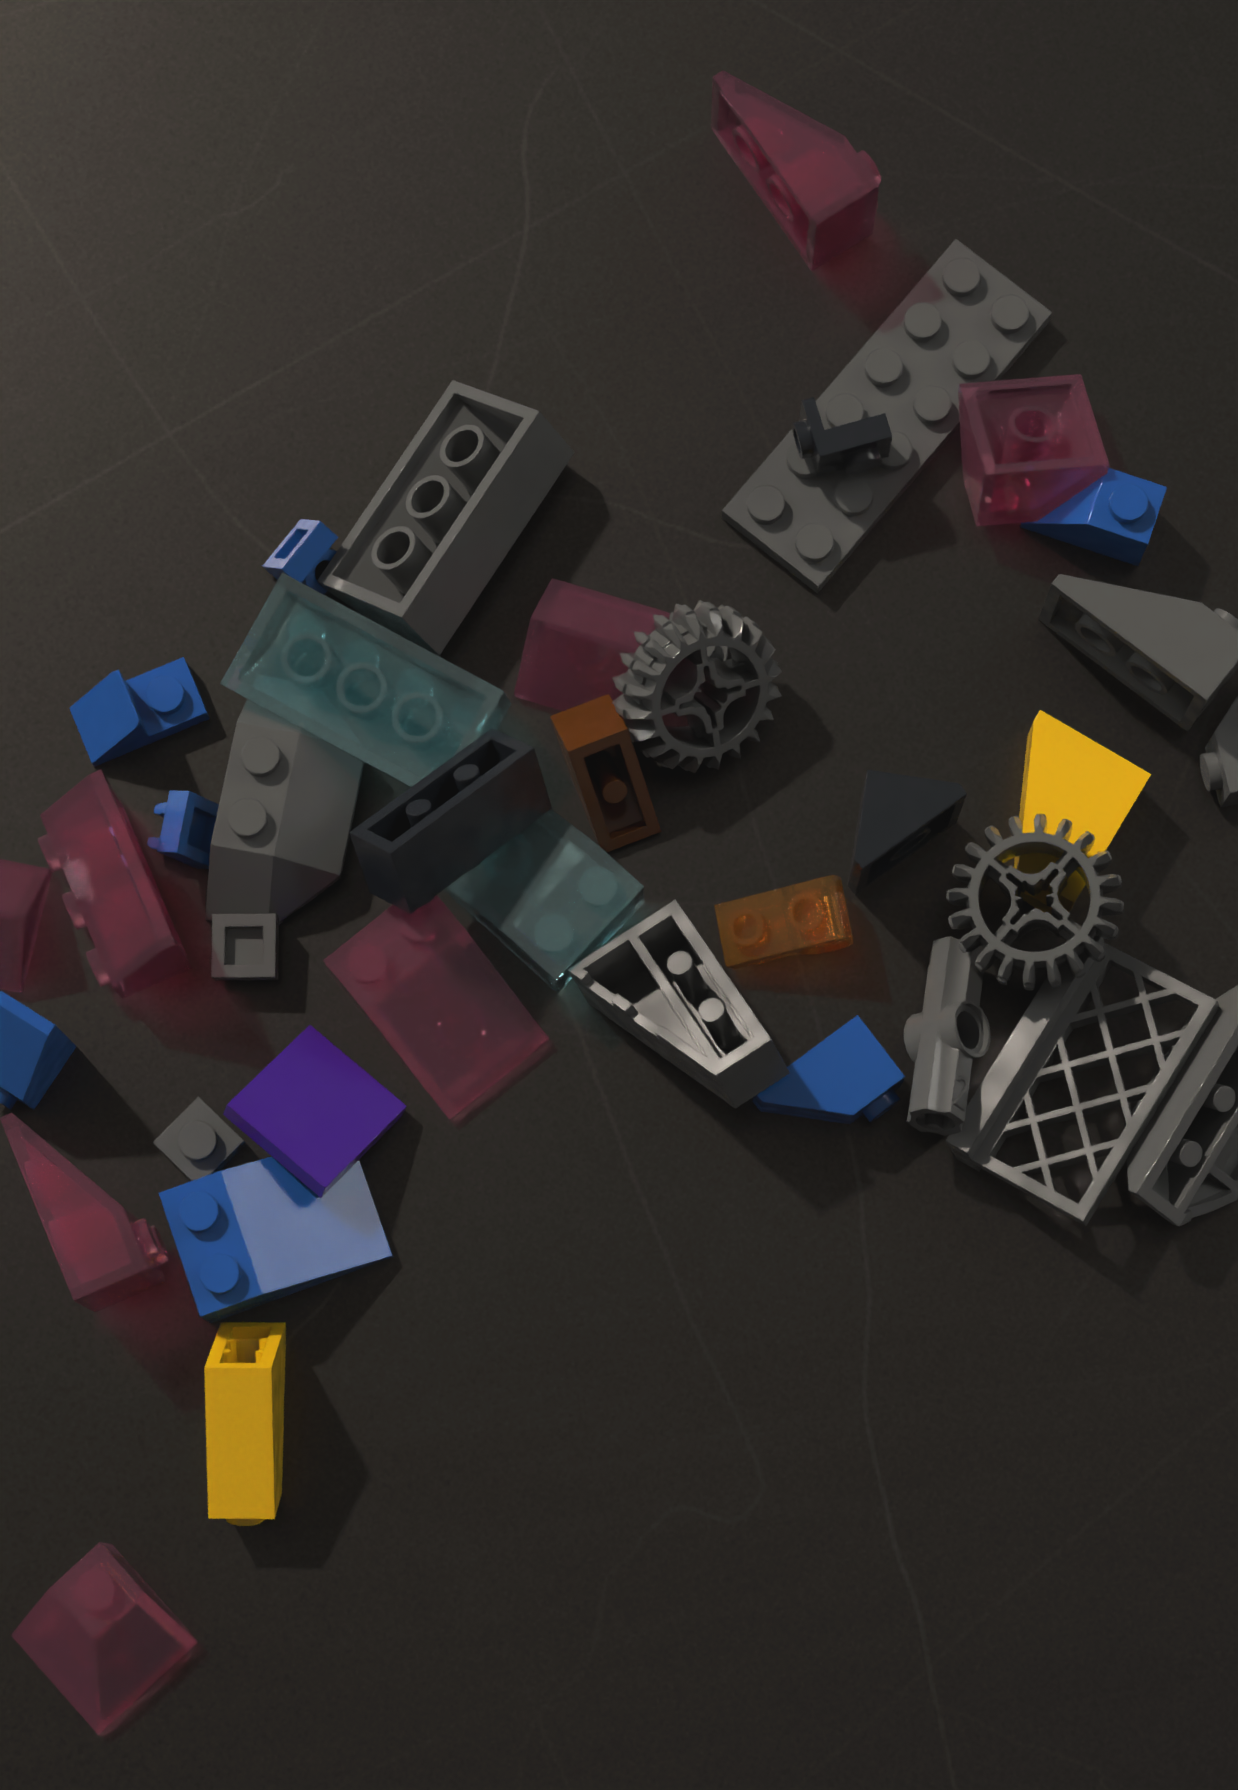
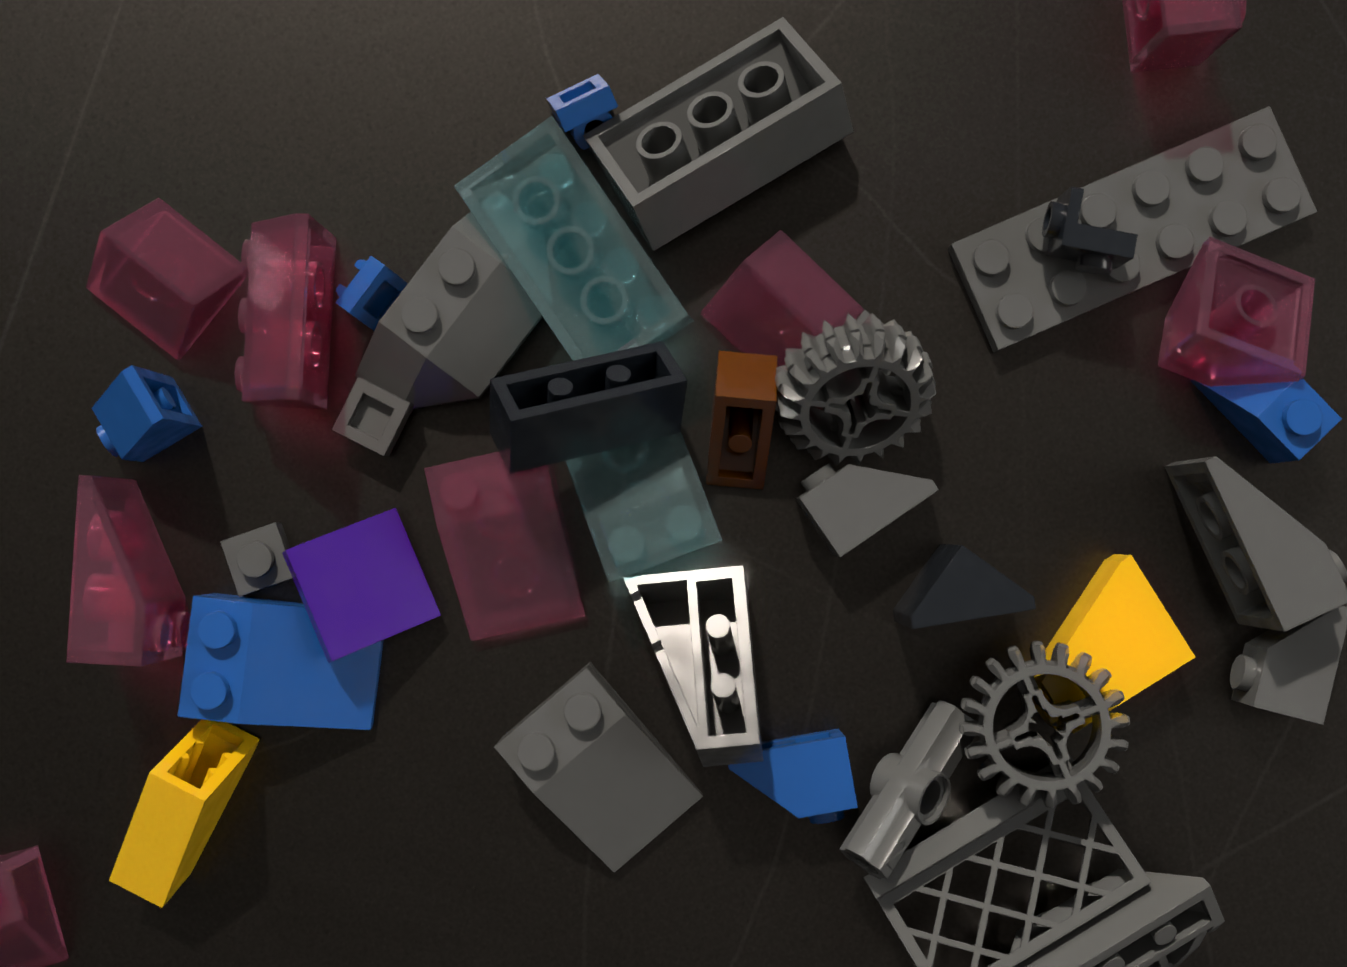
camera: 20 degrees right, 10 degrees up
(136, 712) = (382, 171): blue slope -> none
(638, 1173) = (598, 768): none -> dark grey slope
(757, 793) = (858, 502): none -> dark grey slope
(785, 922) = (824, 621): clear orange plate -> none

